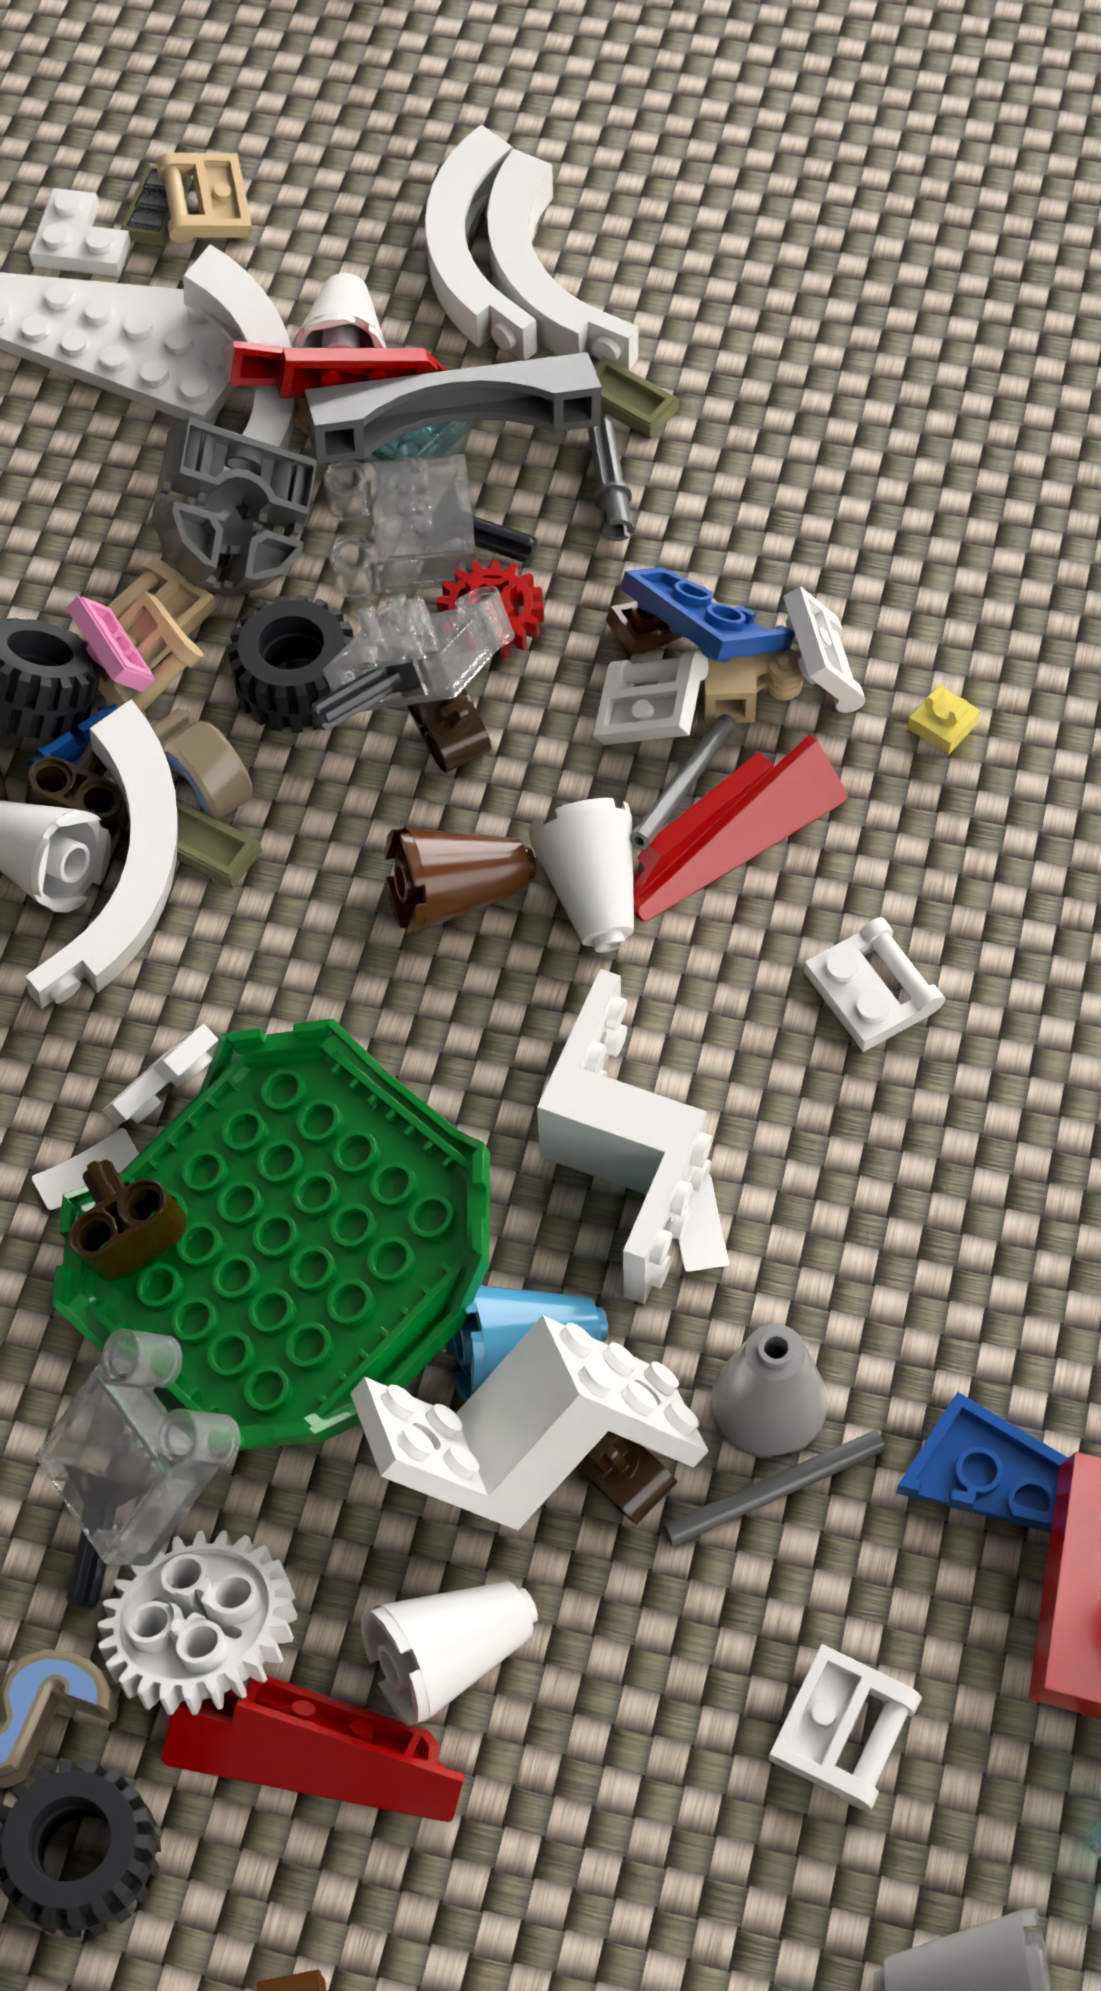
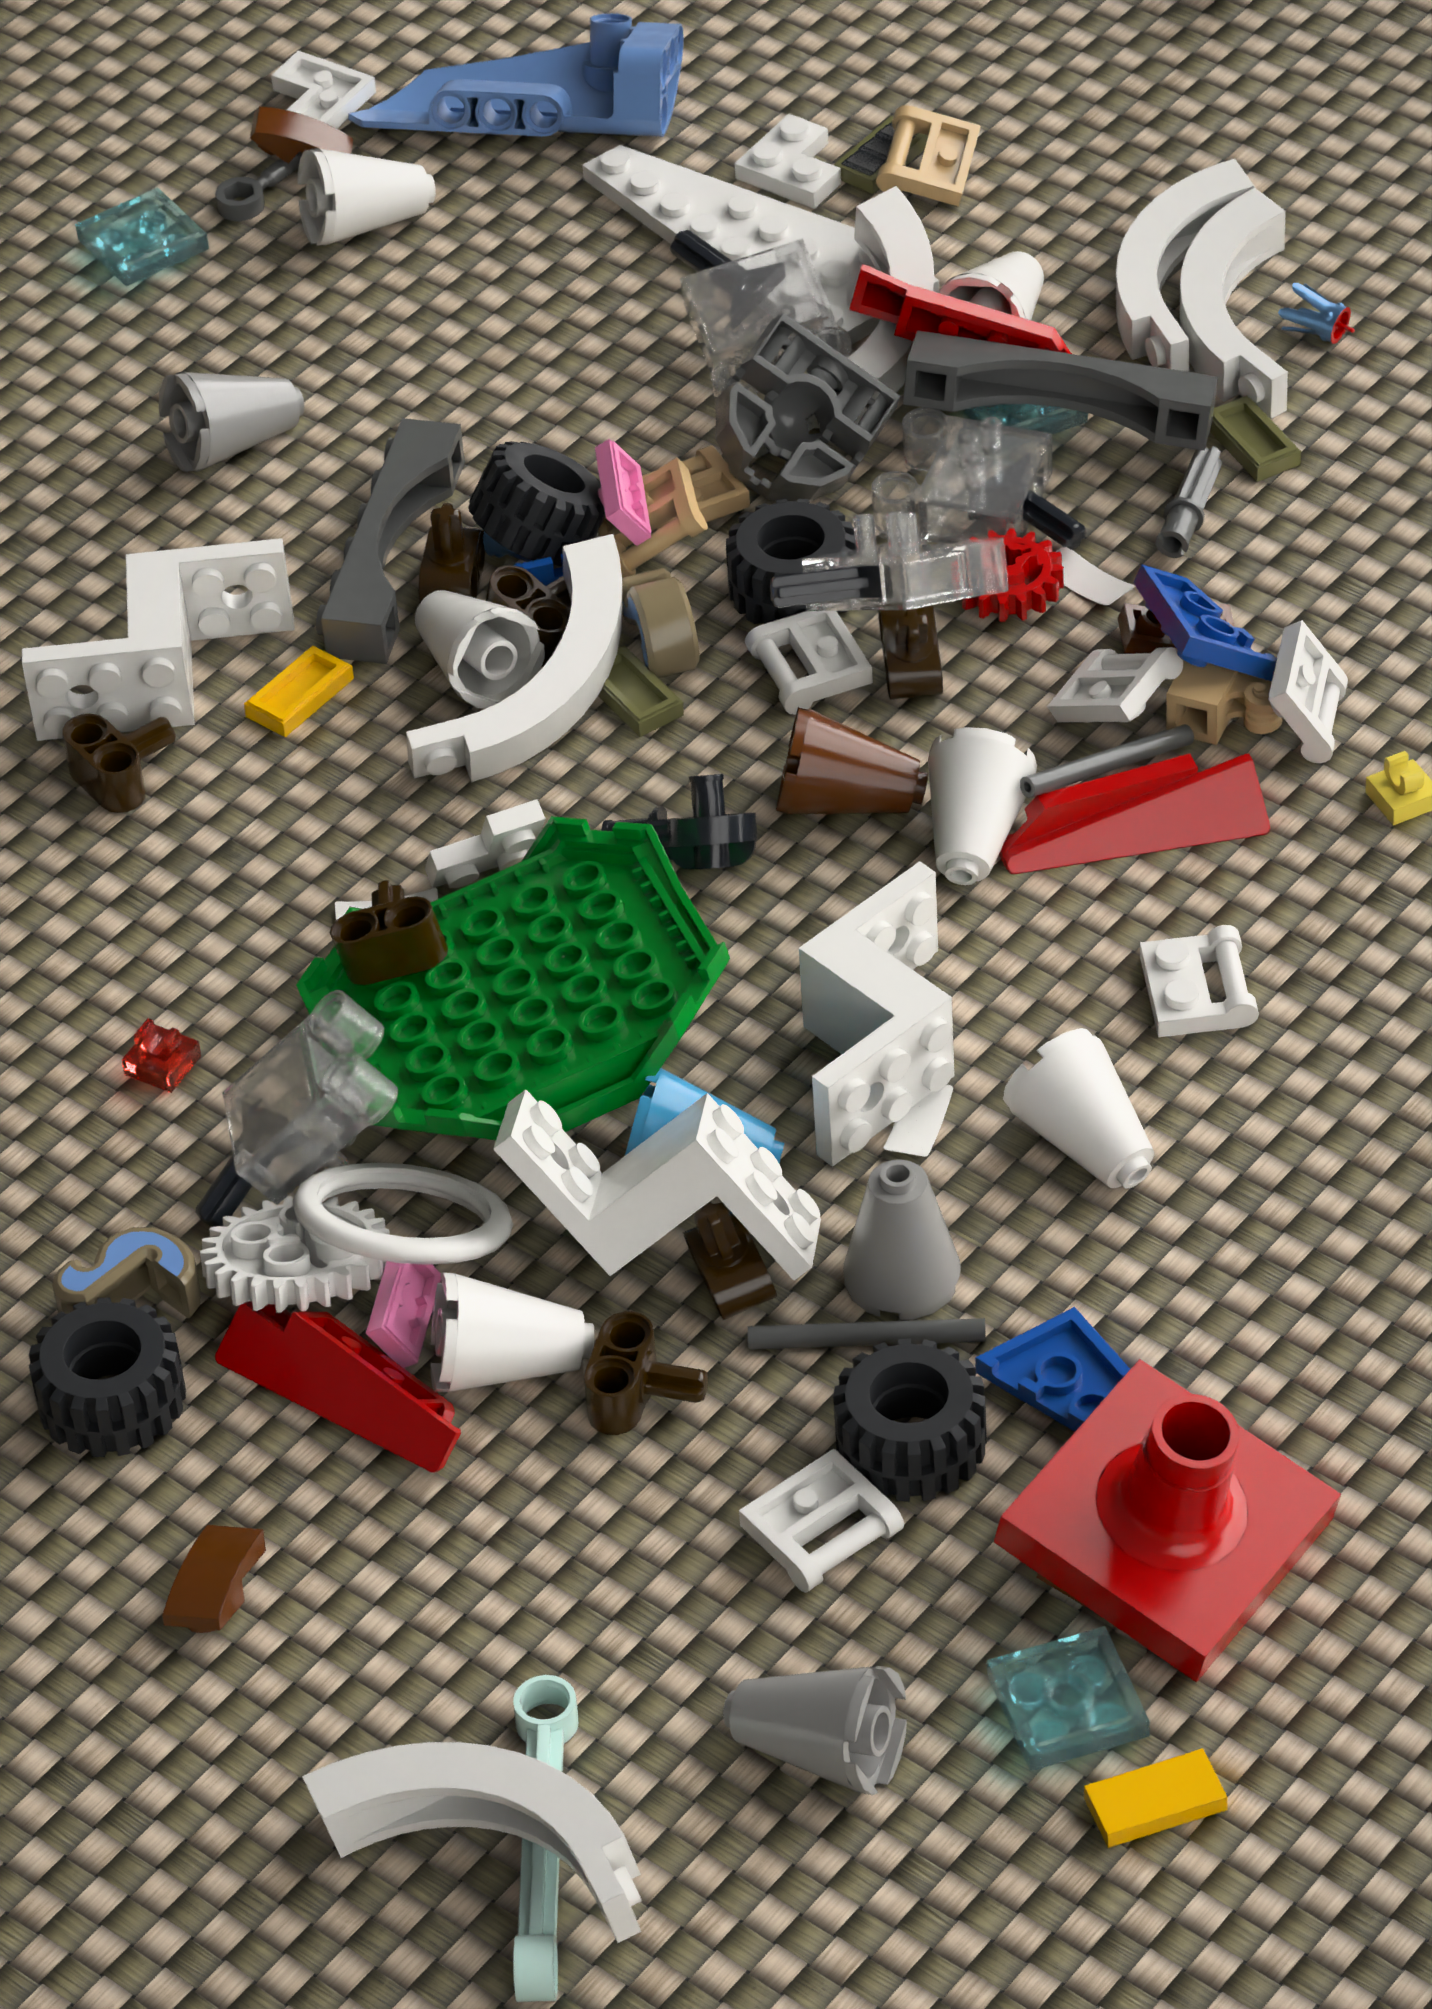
camera: 25 degrees right, 15 degrees down
(131, 406) = (739, 298): none -> clear piece
(301, 1605) = (394, 1248): none -> white wedge
(328, 1634) = (403, 1310): none -> bright pink plate
(355, 988) = (708, 837): none -> black pin
(368, 746) = (824, 649): none -> white plate
(562, 588) = (1091, 581): none -> white sticker
(592, 1629) = (626, 1374): none -> dark brown beam
(631, 262) = (1328, 323): none -> flat silver piece
(863, 1174) = (1082, 1109): none -> white cone
(890, 1538) = (903, 1384): none -> black tyre

